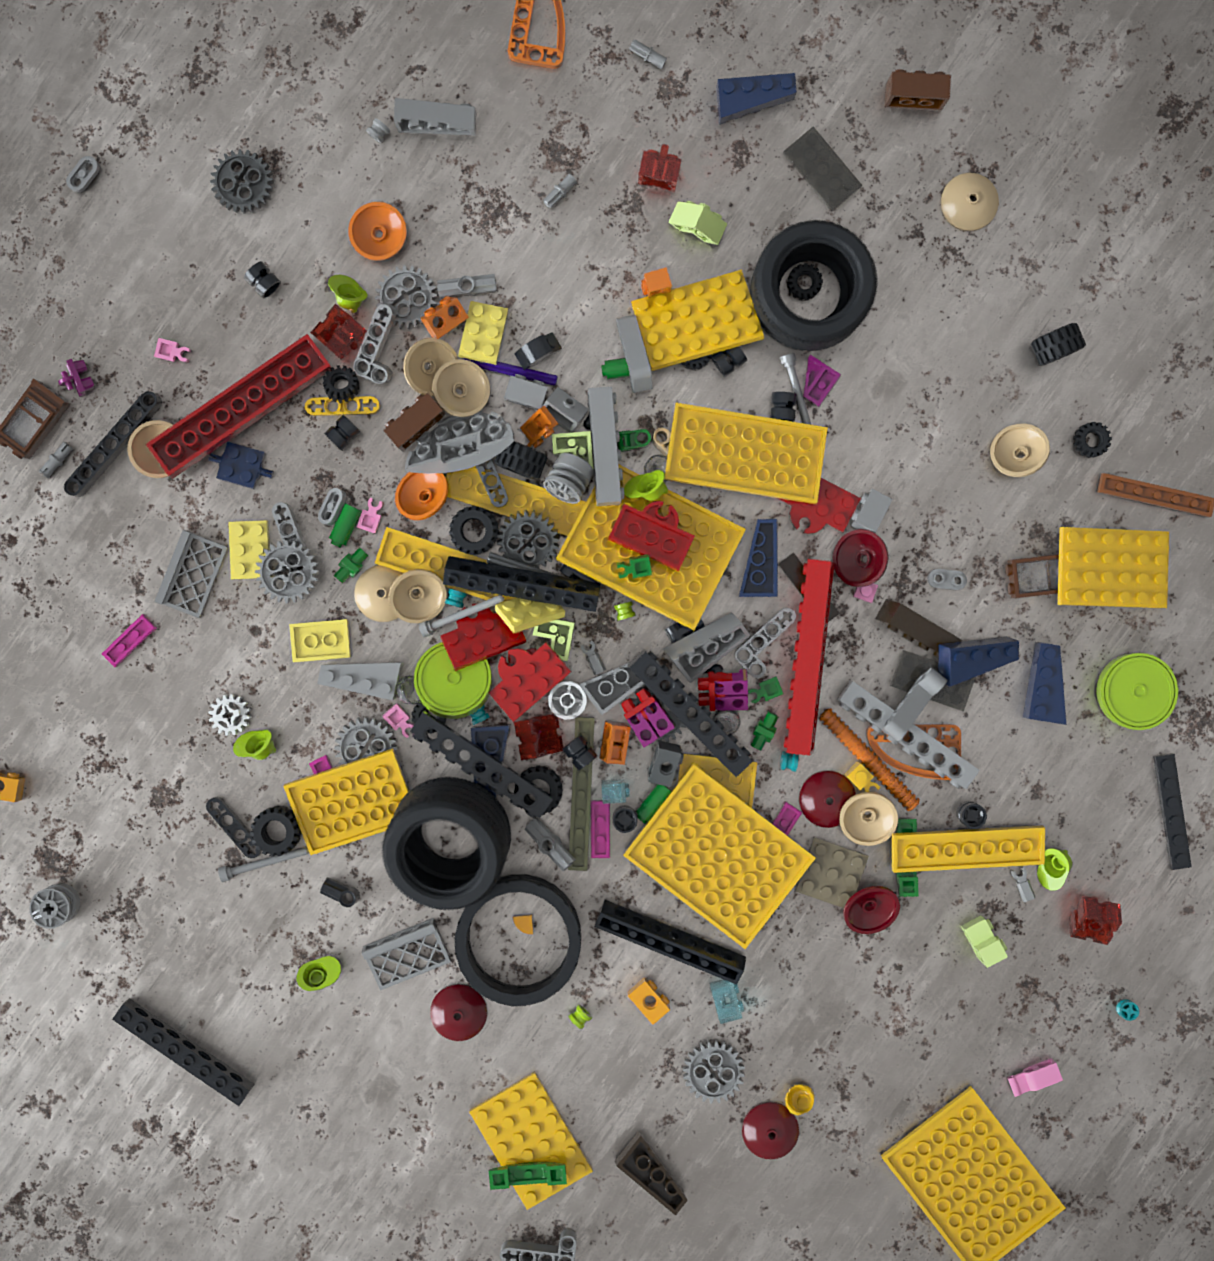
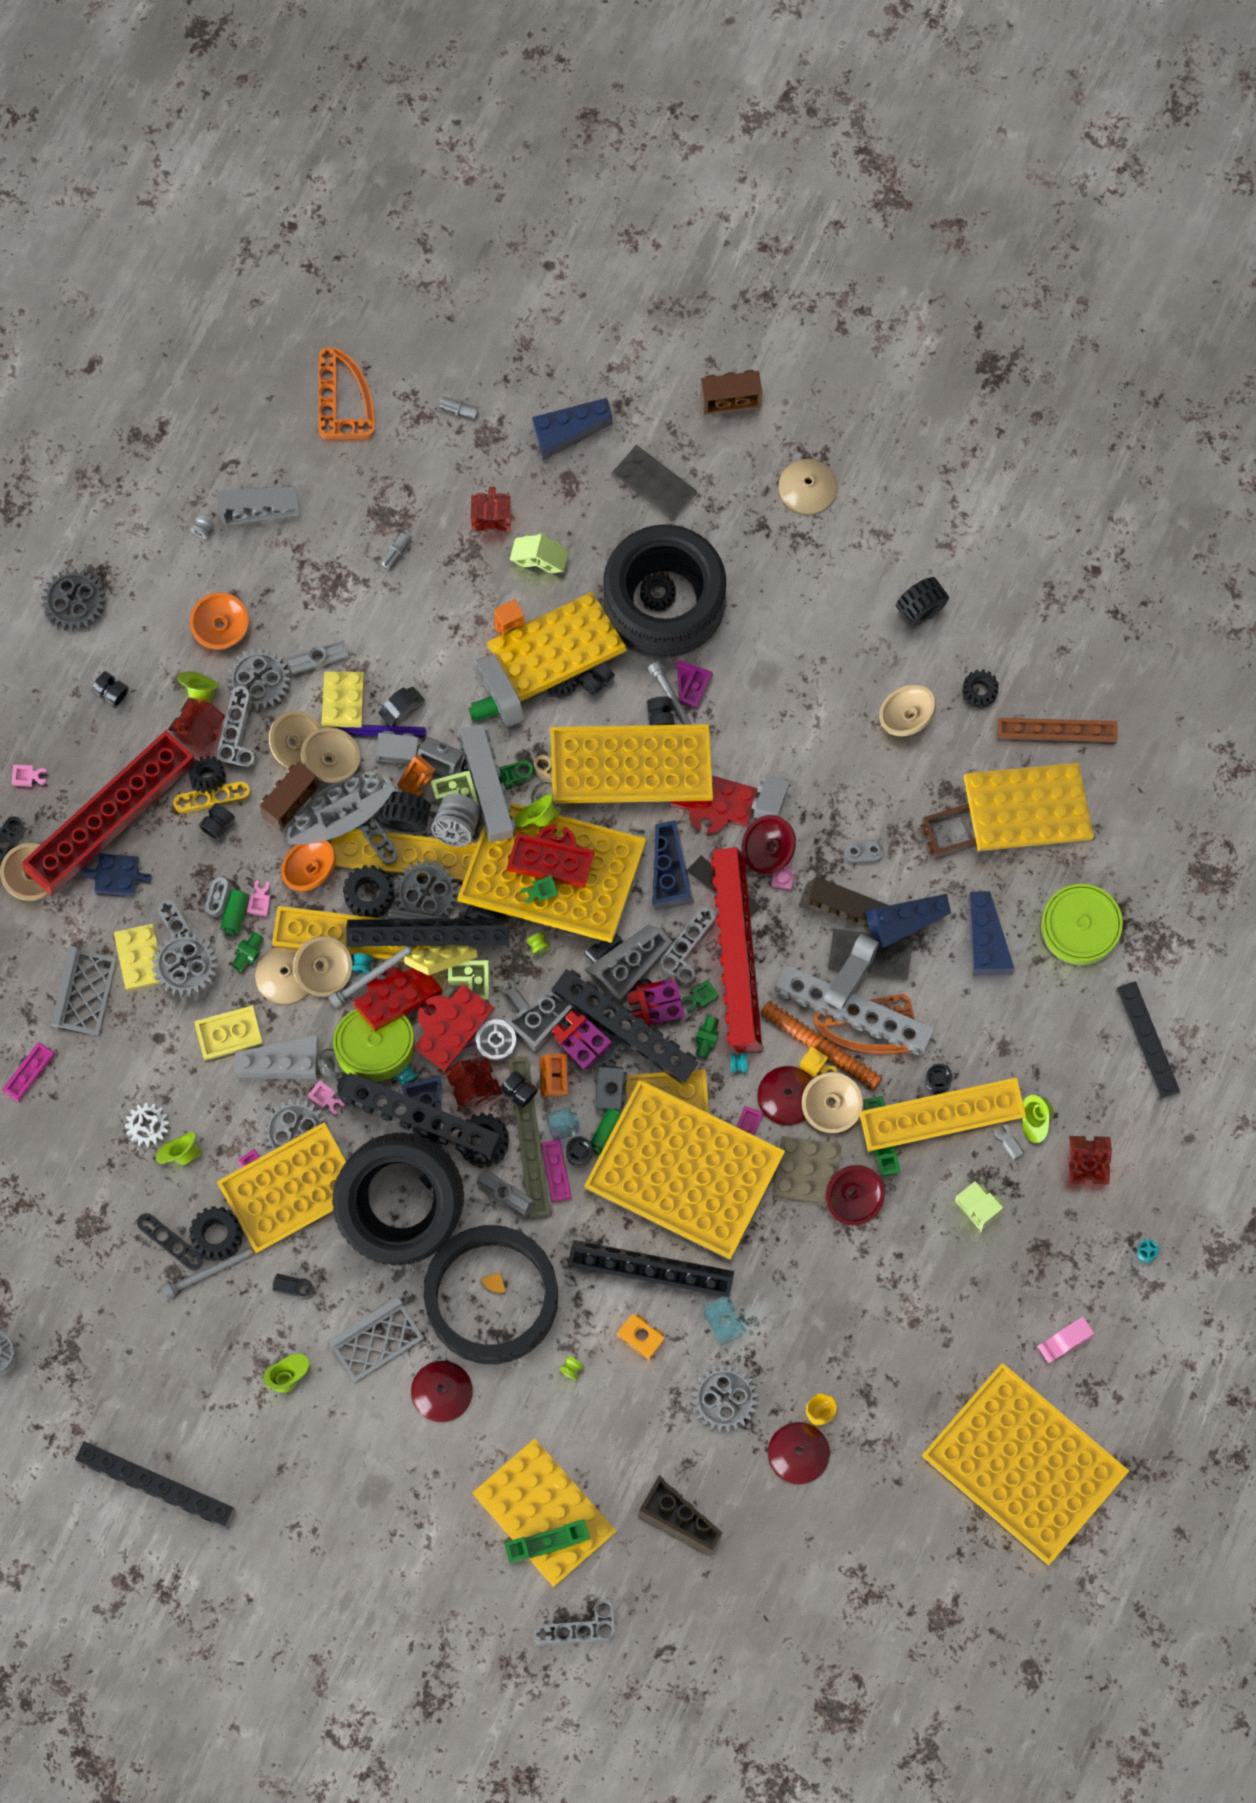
camera: 10 degrees left, 15 degrees down
(446, 322) = (303, 693): orange brick -> none
(729, 718) = (670, 1031): clear hair -> none

